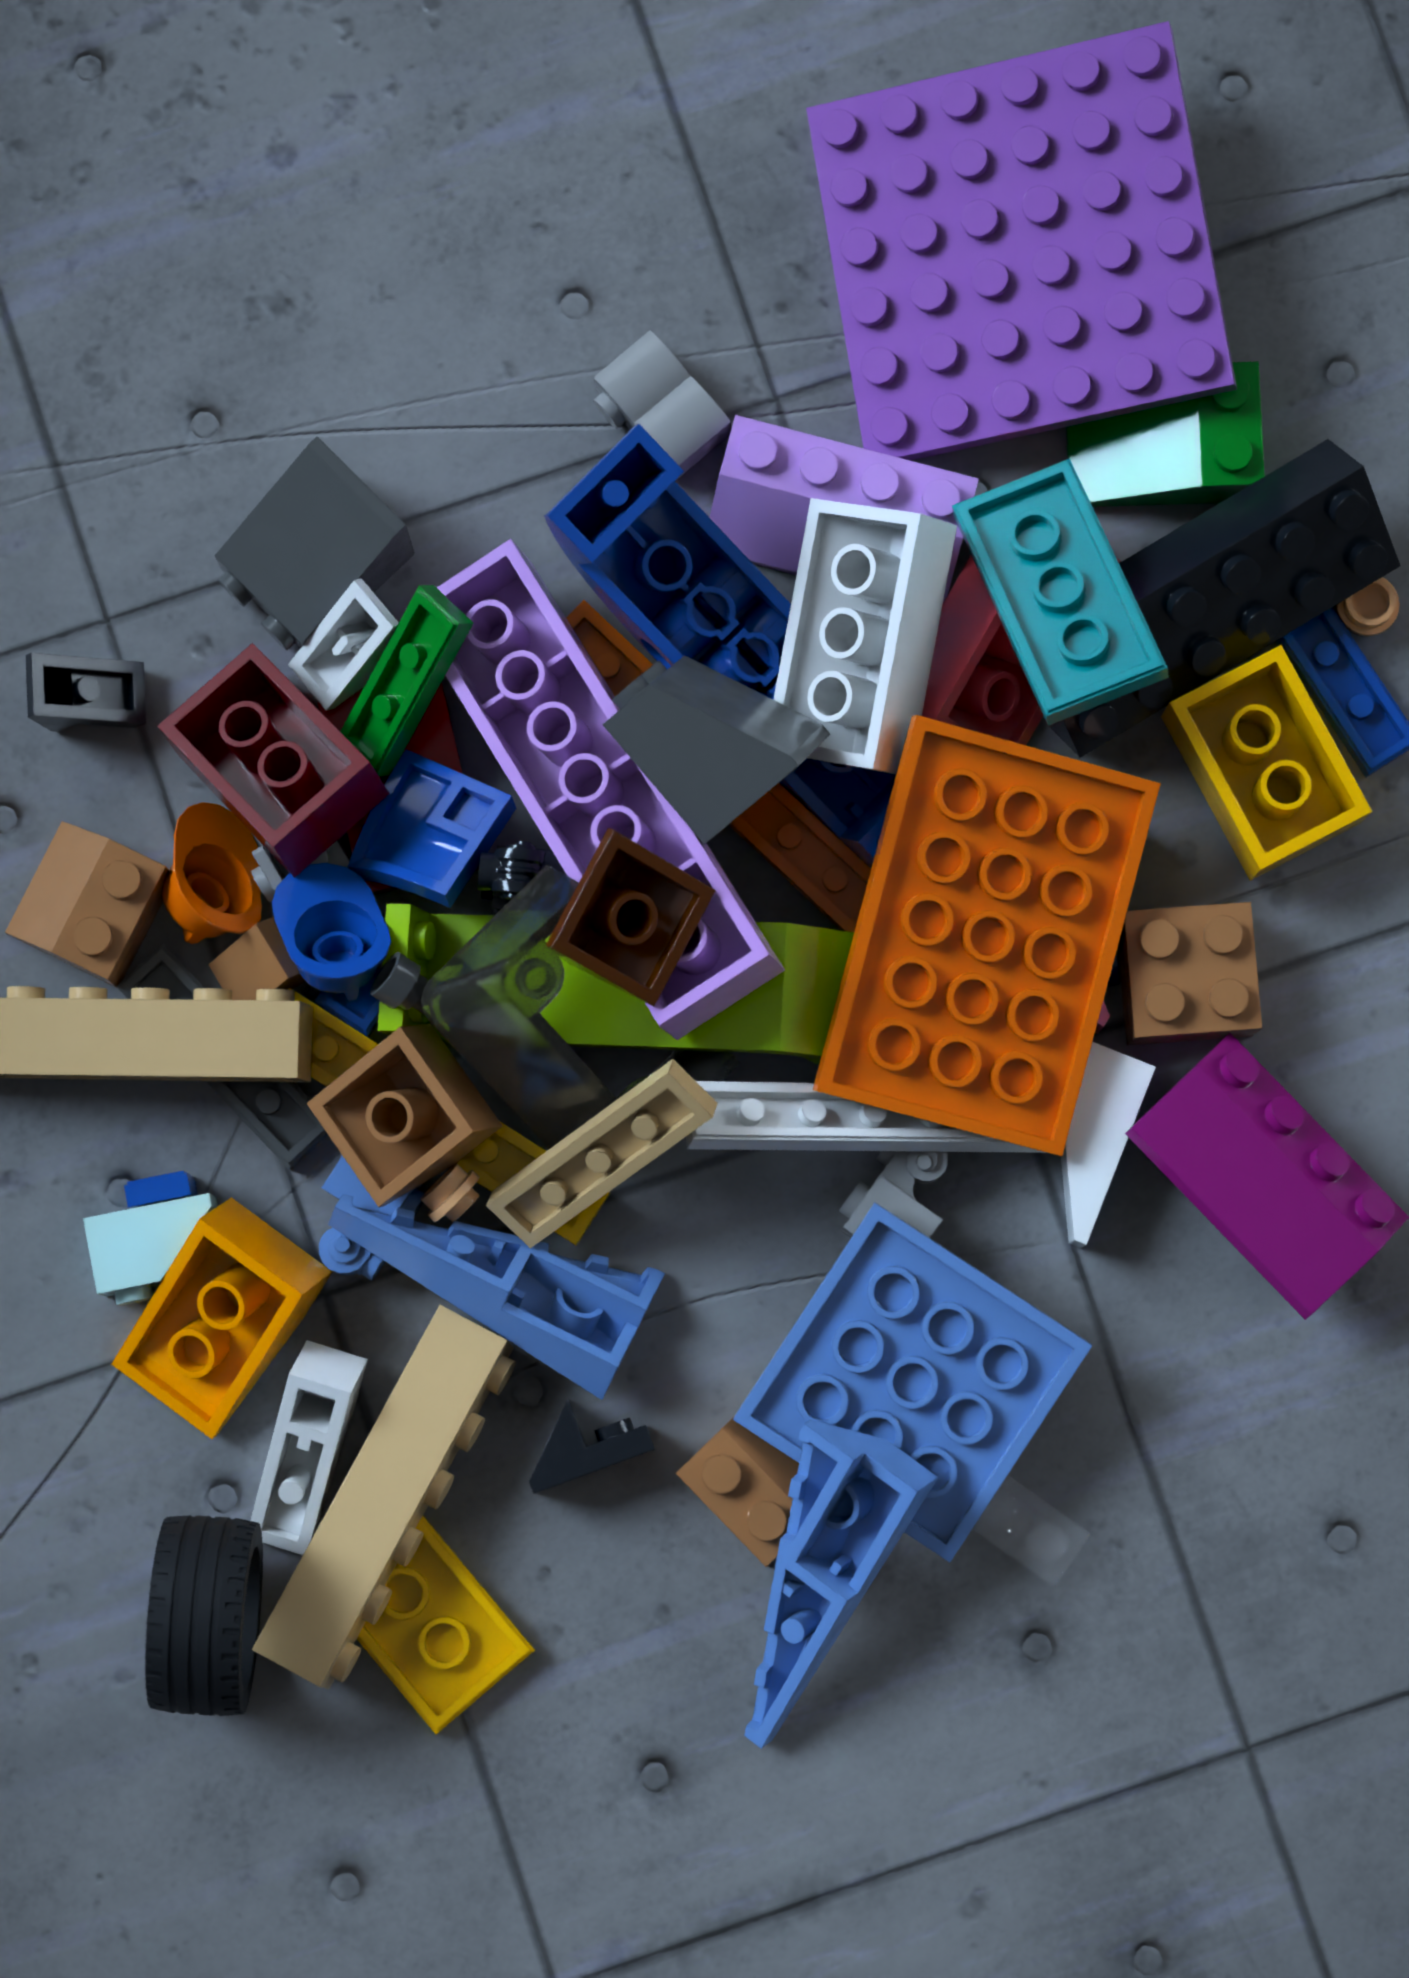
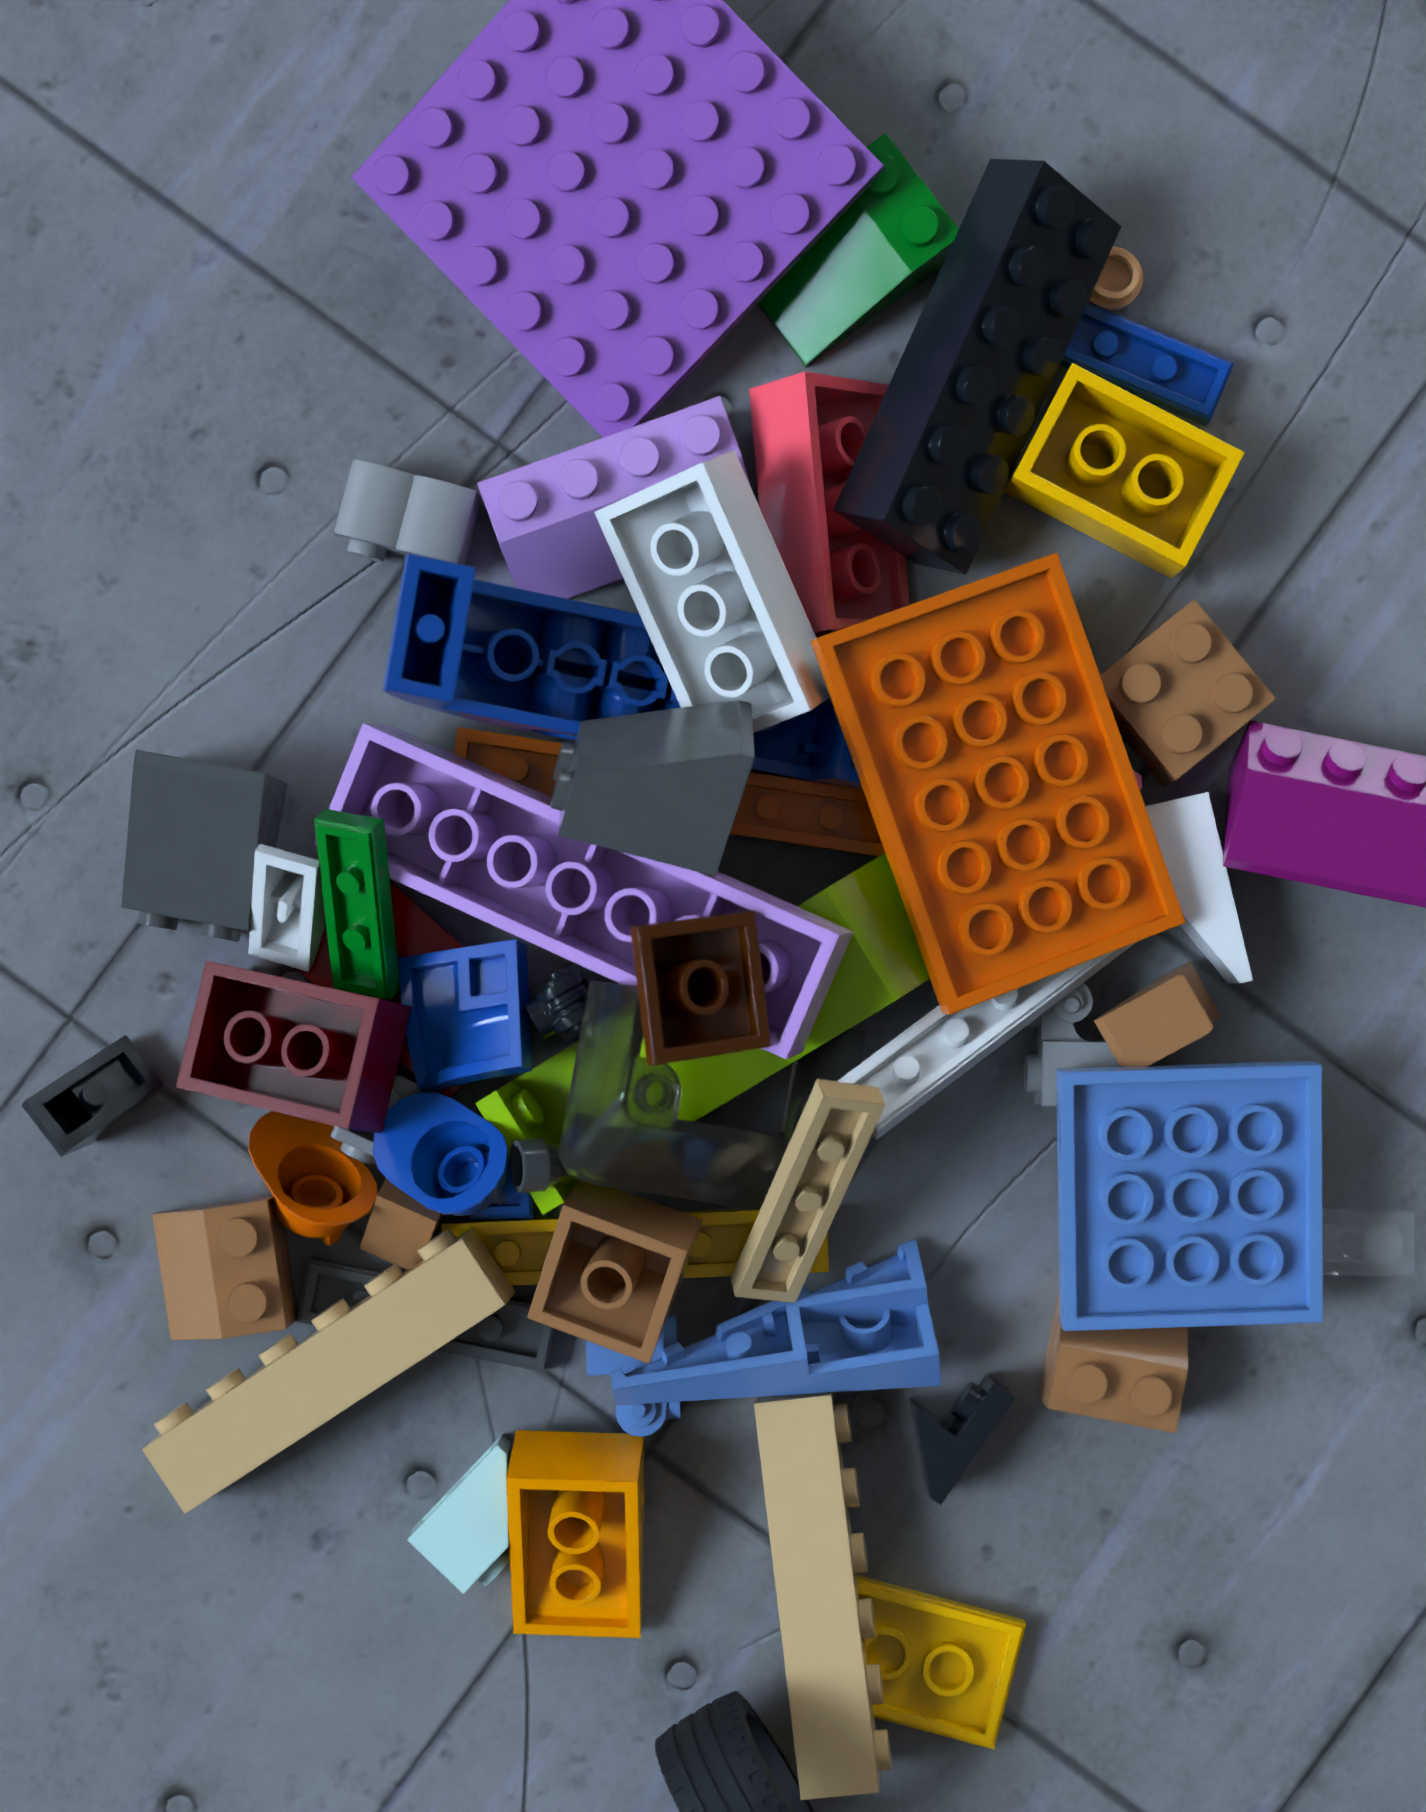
camera: 35 degrees left, 5 degrees up
(160, 1189) = (454, 1466): blue tile -> none
(306, 1444) = (722, 1590): white slope -> none
(451, 1194) = (698, 1304): light nougat plate -> none
(843, 1522) = (1215, 1348): medium blue wedge -> none
(989, 1223) = (1159, 1018): none -> medium nougat slope
(1059, 592) = (862, 447): teal tile -> none

